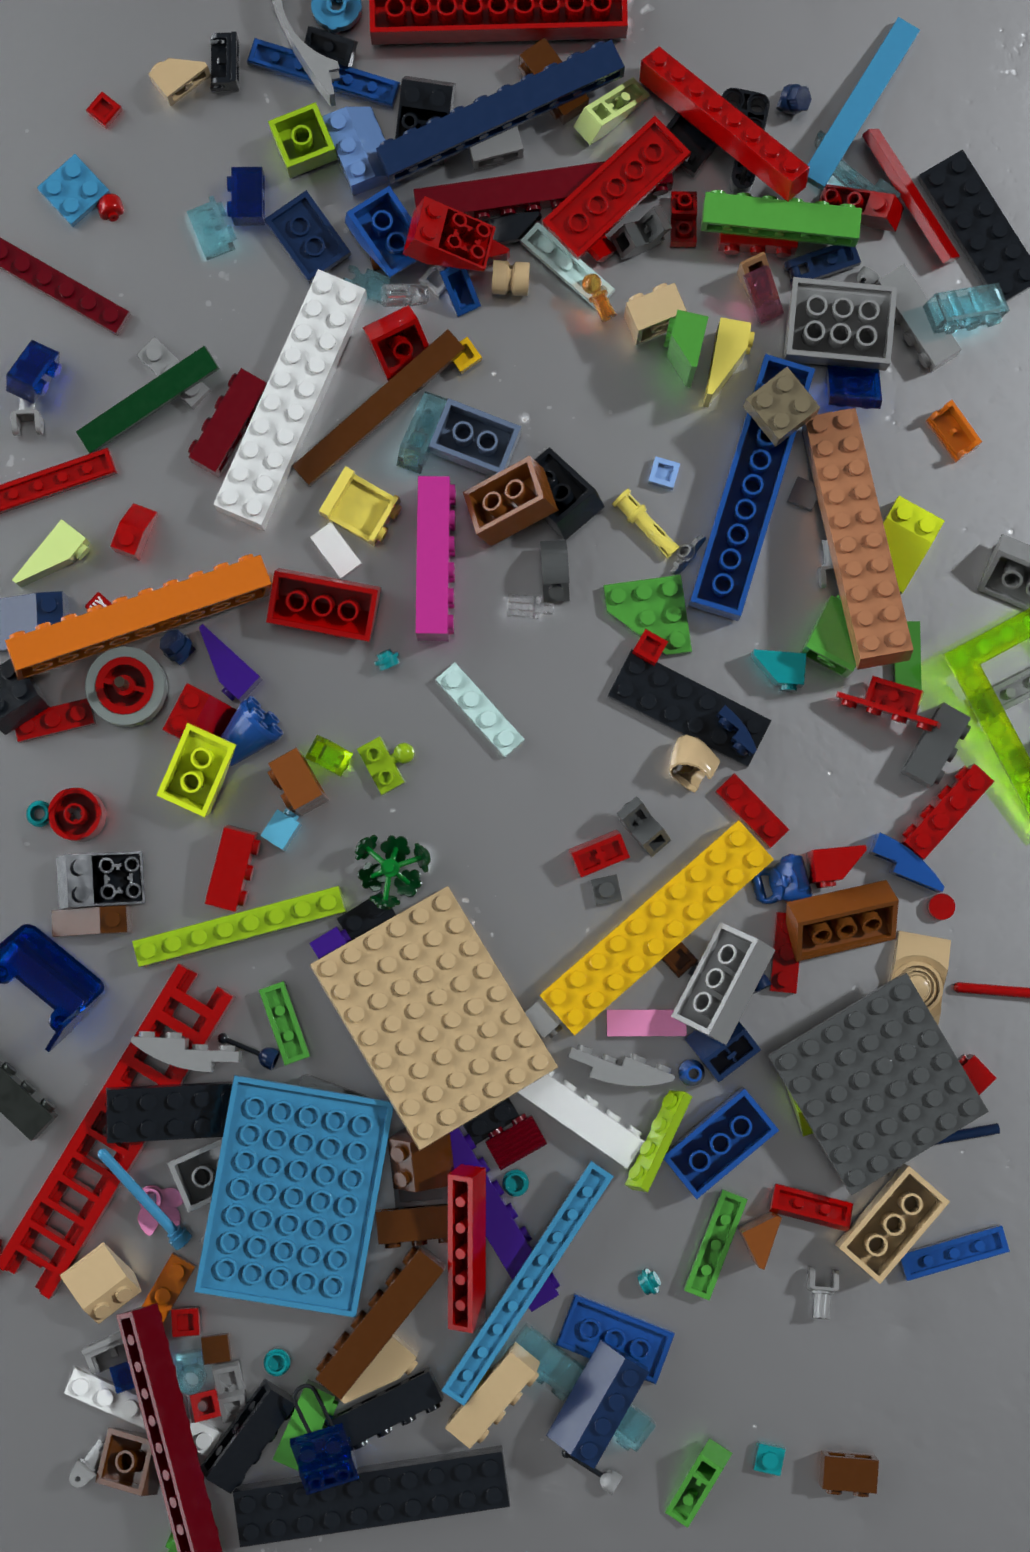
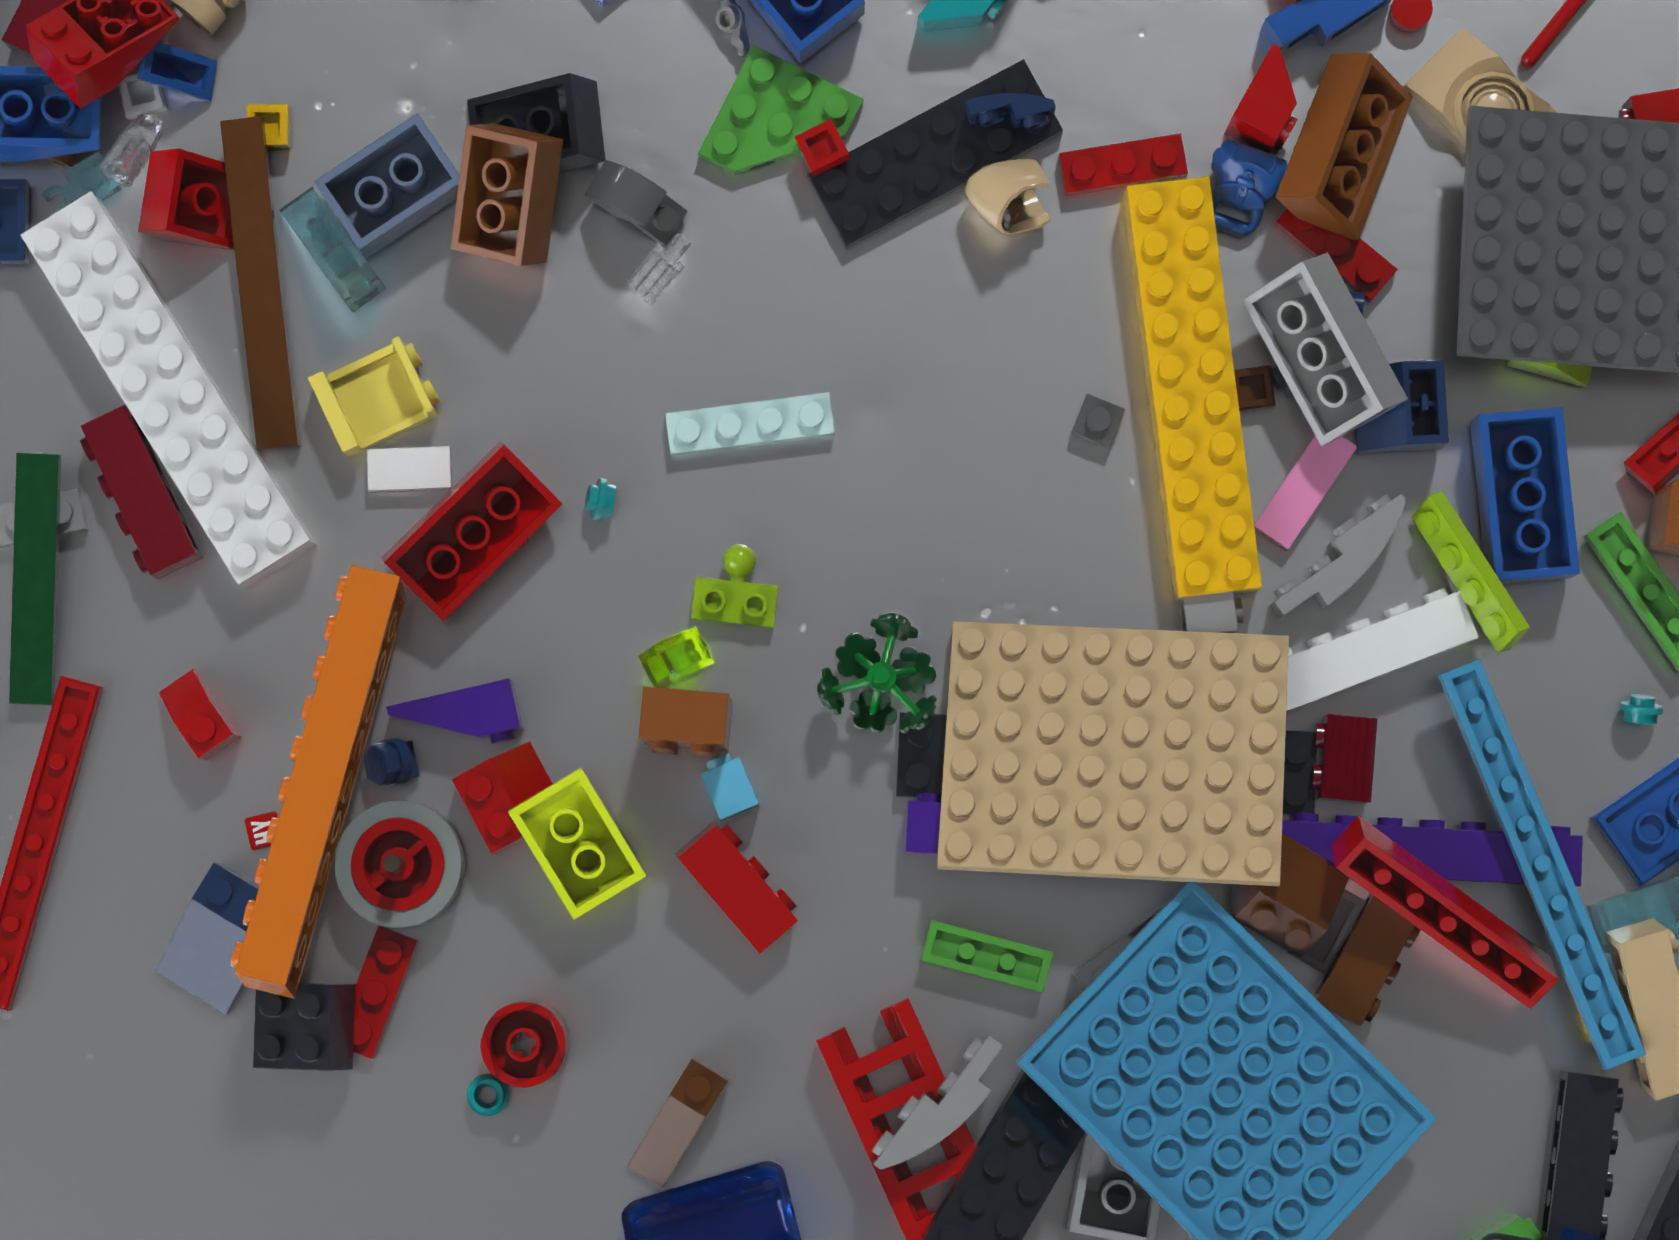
camera: 55 degrees left, 0 degrees up
(56, 552) = (154, 837): yellowish green slope -> none
(100, 879) = (631, 1072): black slope -> none
(239, 926) = (820, 929): lime brick -> none
(251, 730) = (571, 737): blue cone -> none
(267, 1057) = (1015, 1009): hinge -> none
(377, 1325) = (1461, 1091): reddish brown brick -> none
(386, 1367) = (1524, 1128): tan slope -> none
(433, 558) = (511, 345): dark pink brick -> none
(515, 1182) = (1397, 796): teal plate -> none
(599, 853) = (1044, 396): red hinge -> none
(637, 514) = (635, 46): light yellow pin -> none
(643, 826) = (1050, 316): dark grey brick -> none
(684, 1070) = (1400, 476): blue cone -> none

